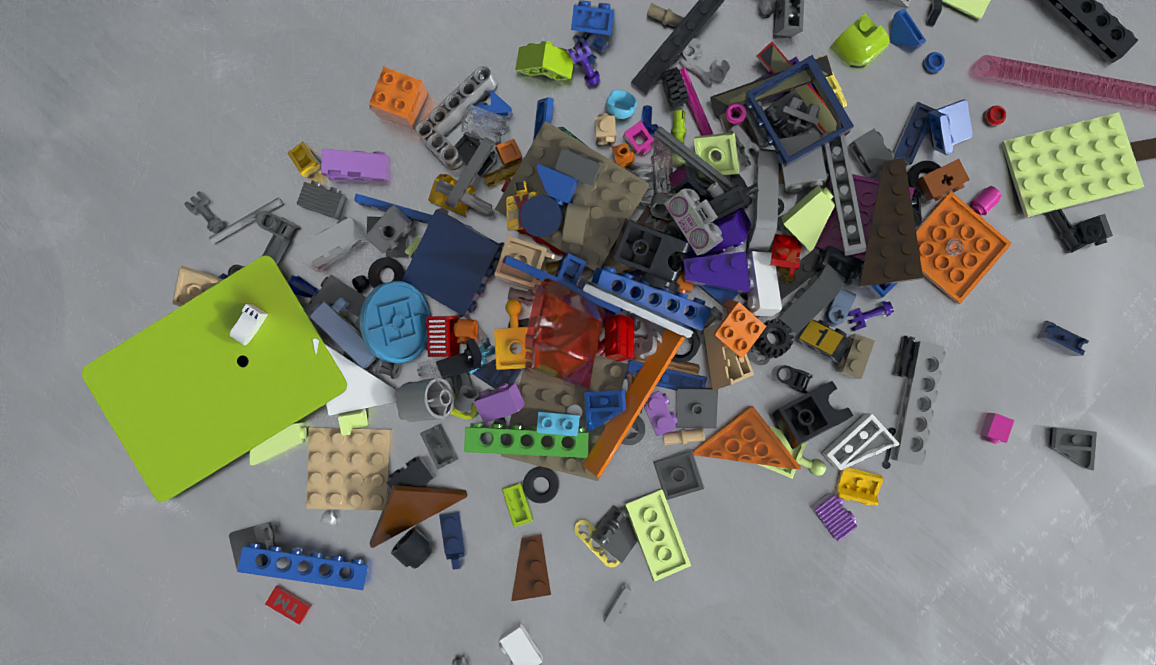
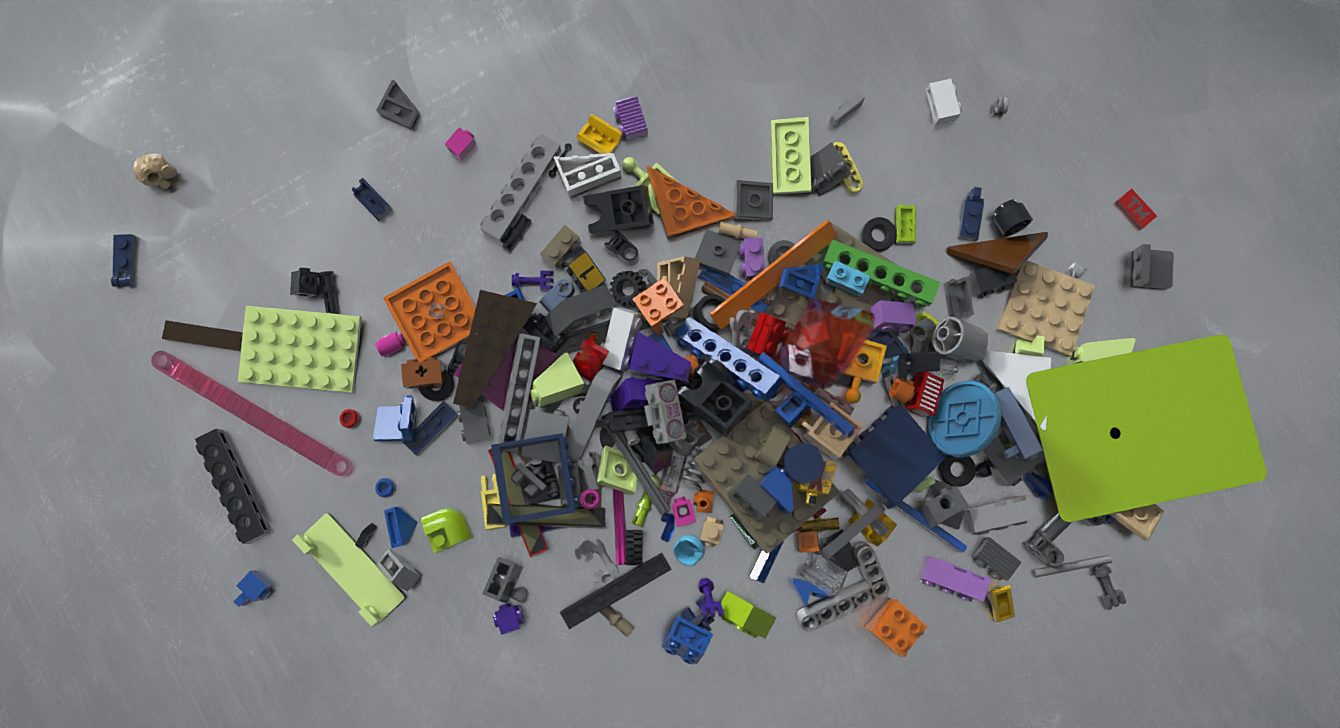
camera: 160 degrees left, 5 degrees down
(248, 324) = (1100, 463): white leg -> none
(354, 580) = (1163, 248): blue brick -> none
(531, 570) = (911, 164): reddish brown wing -> none
(635, 308) = (747, 351): tile -> none

